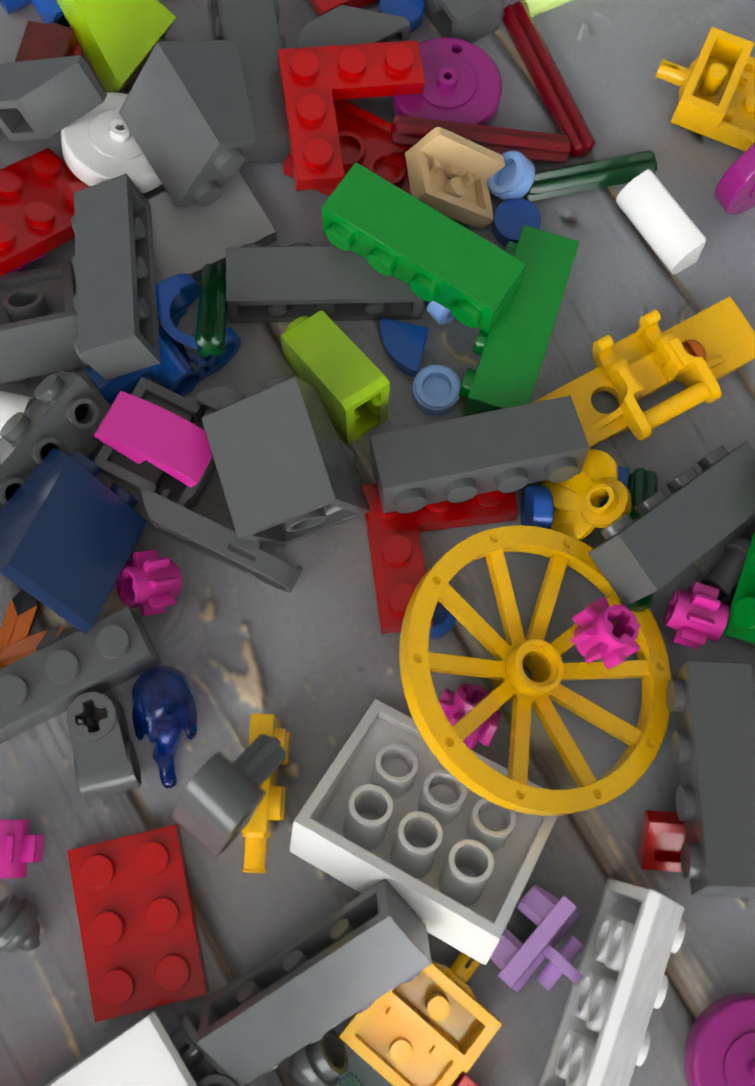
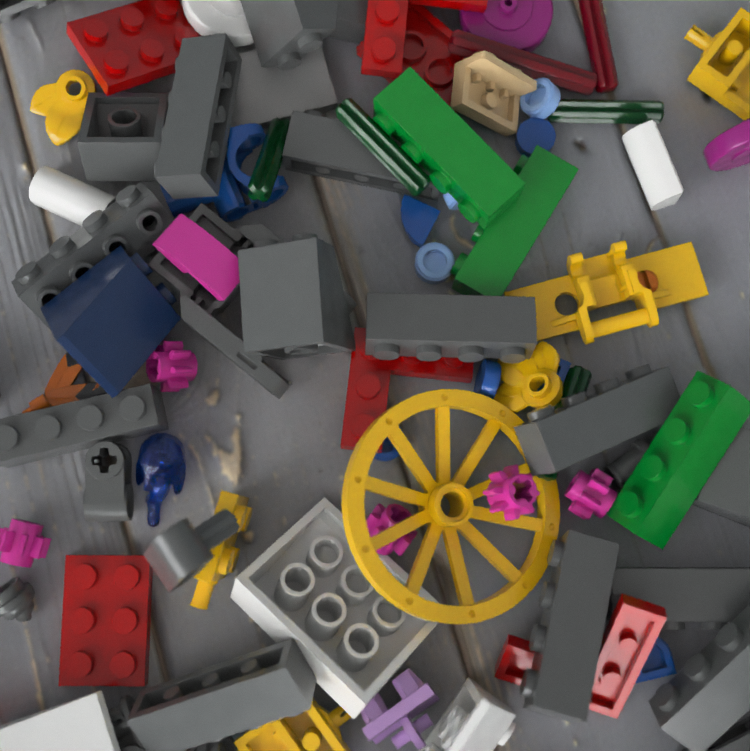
camera: 15 degrees right, 5 degrees up
(344, 264) = (382, 146): none -> dark green axle
(344, 377) = (355, 234): lime slope -> none

